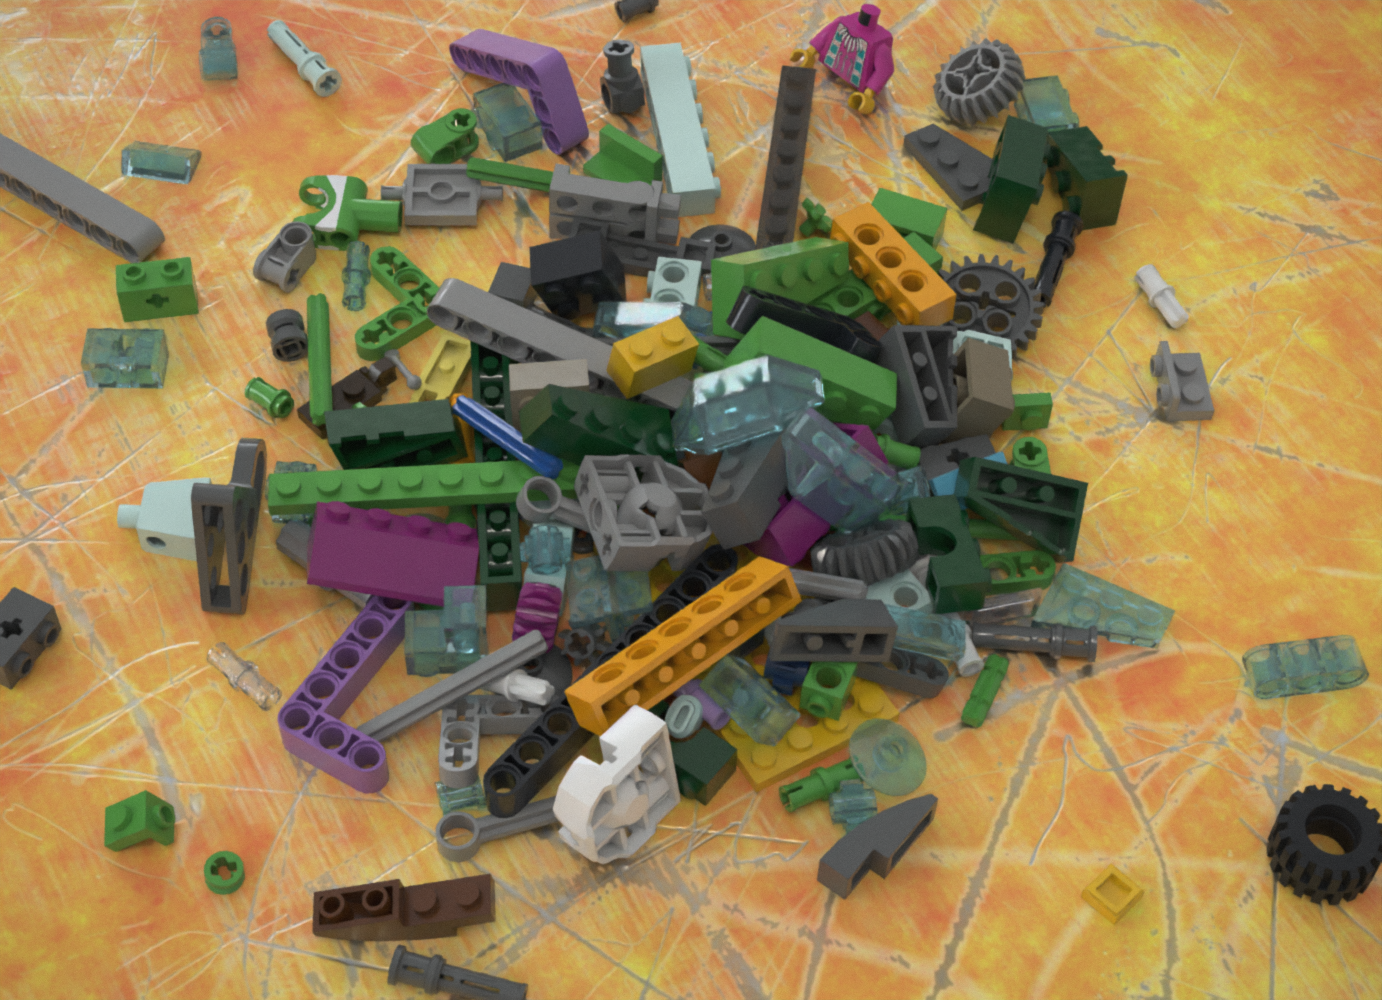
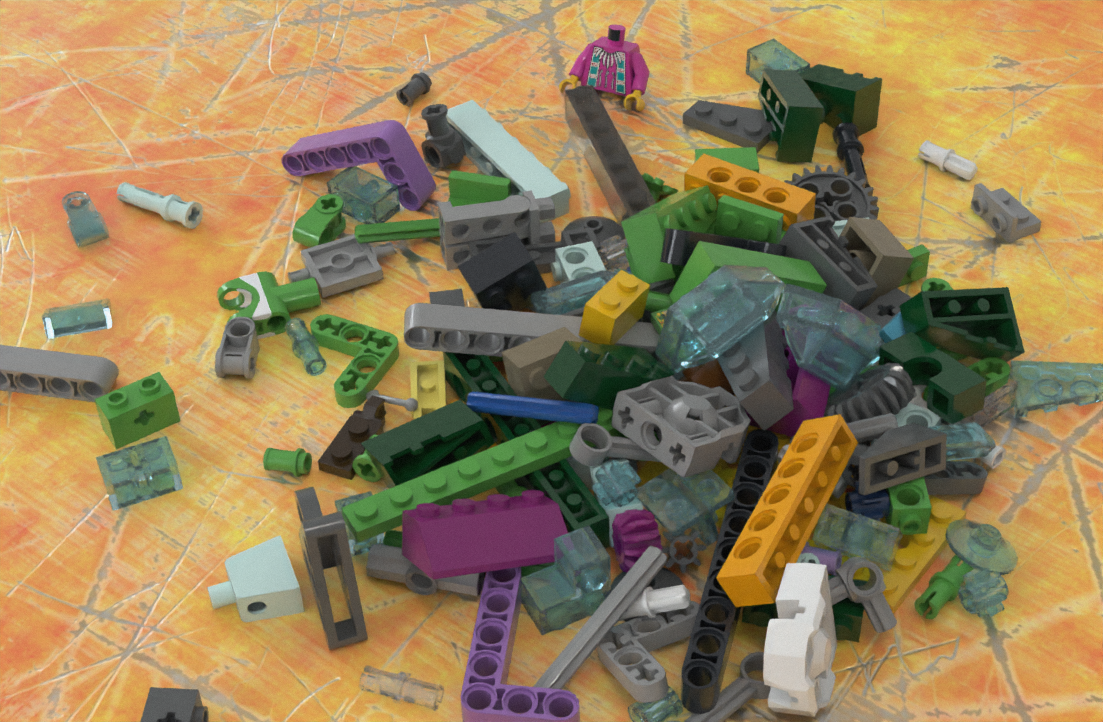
camera: 20 degrees left, 10 degrees down
(287, 335) = (275, 408): dark grey wheel -> none
(319, 358) = (317, 416): bright green axle -> none
(723, 764) = (869, 594): none -> light grey axle
(864, 301) = (748, 221): none -> bright green bracket
(875, 844) = (1020, 616): dark grey slope -> none
(979, 82) = (718, 59): light grey gear -> none
(985, 690) = (1018, 472): bright green axle -> none
(1057, 634) = (1046, 417): dark grey pin -> none

